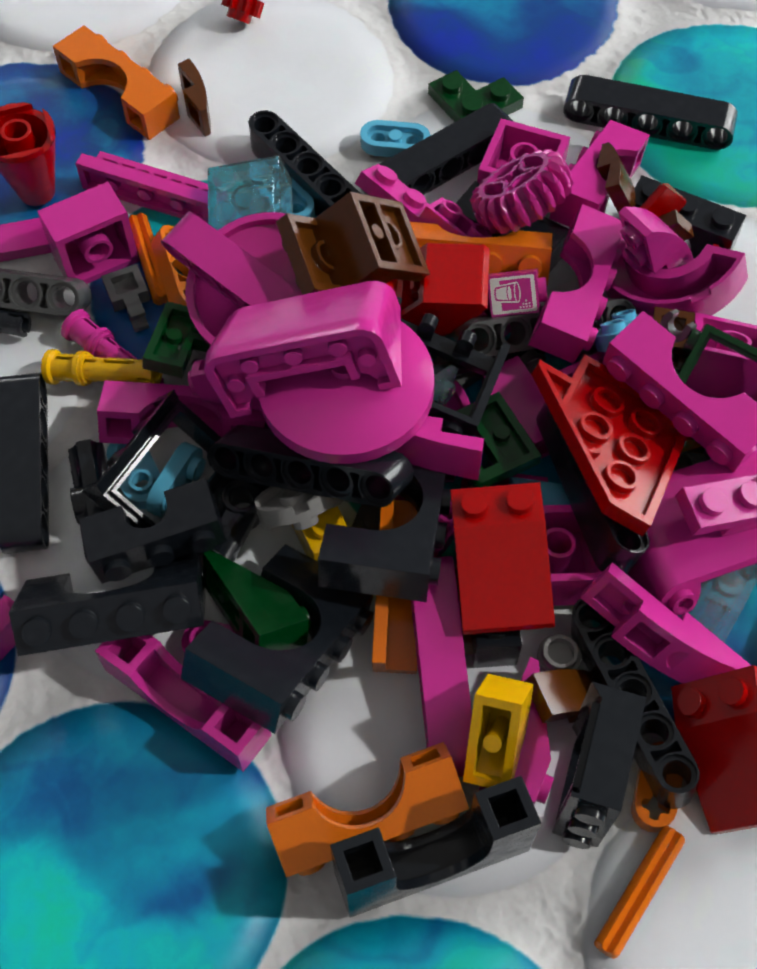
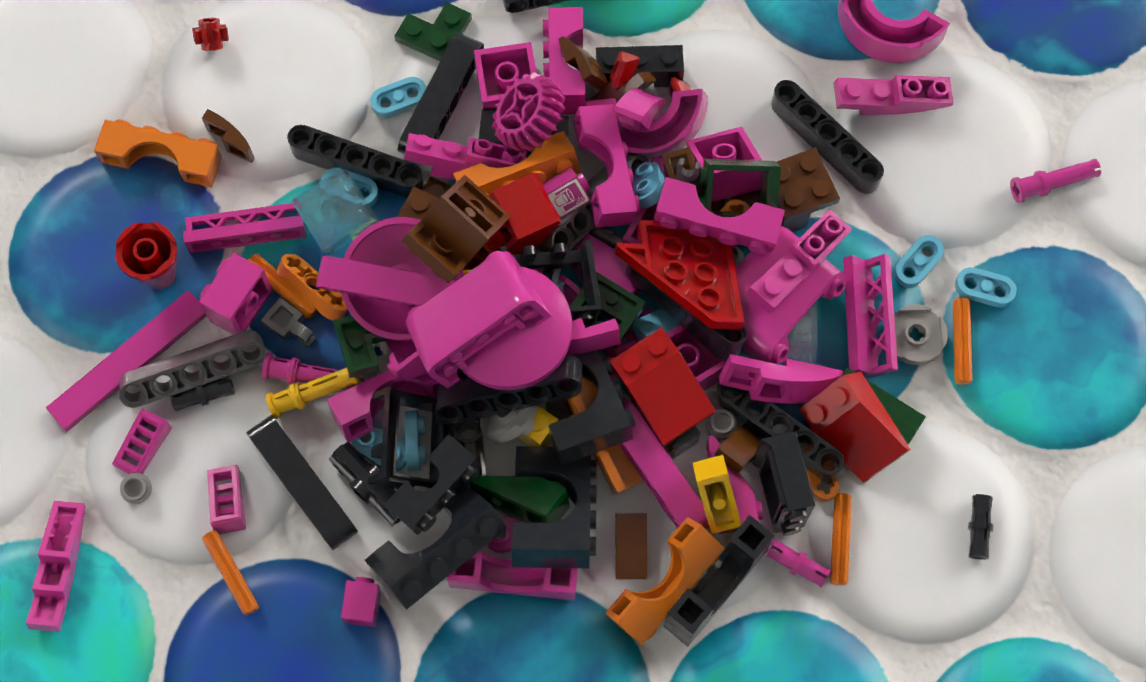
camera: 30 degrees left, 10 degrees up
(353, 743) = (631, 545): none -> reddish brown slope
(563, 890) = (798, 563): none -> dark pink pin

